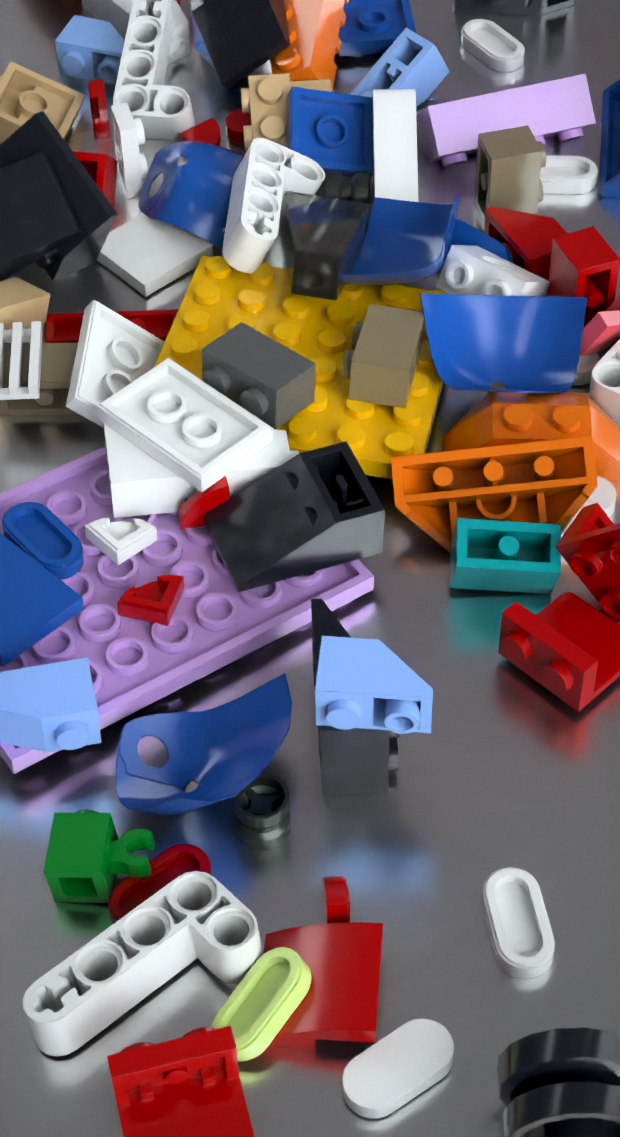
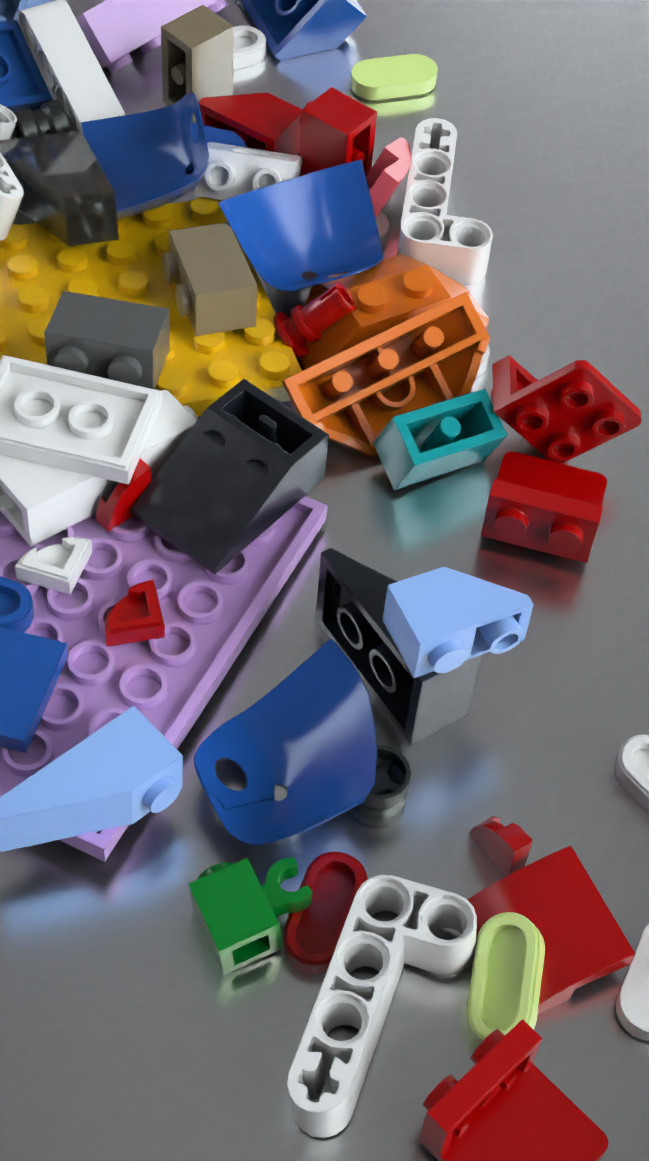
camera: 35 degrees left, 5 degrees up
(452, 420) = (310, 321): none -> red pin

